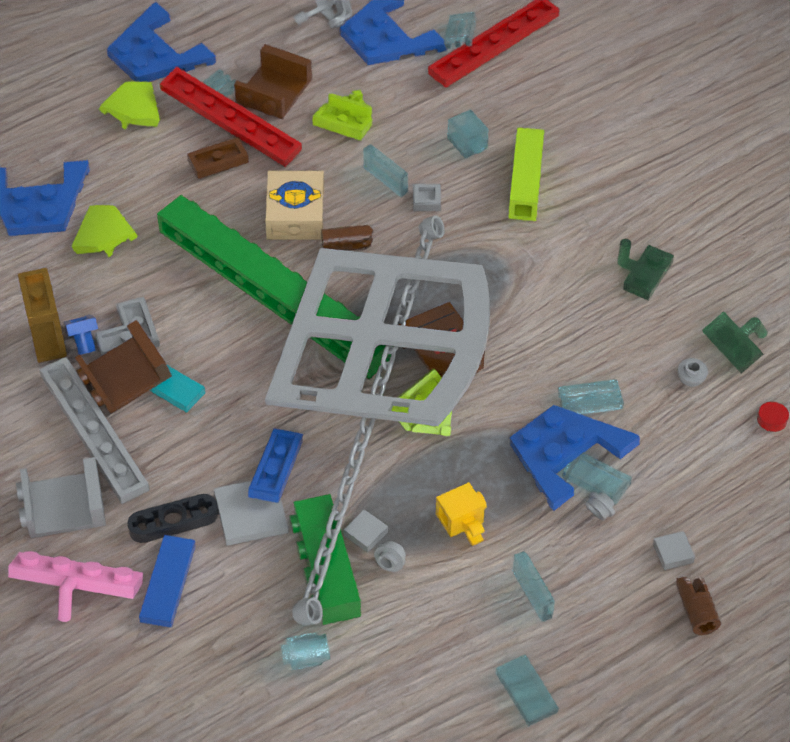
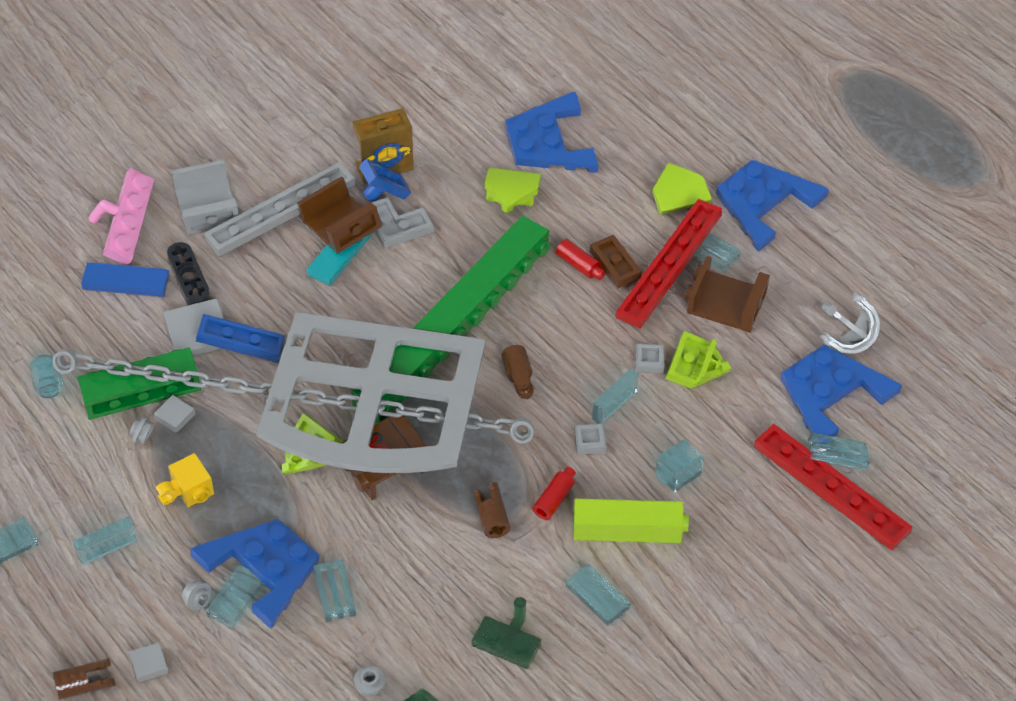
camera: 85 degrees right, 0 degrees up
(210, 184) = (580, 260): none -> red cylinder
(294, 205) = (559, 321): tan panel -> none
(337, 147) = (649, 358): none -> light grey tile
(490, 224) = (554, 494): none -> red cylinder
(513, 269) = (492, 512): none -> reddish brown hinge
(598, 206) = (597, 594): none -> clear light blue tile

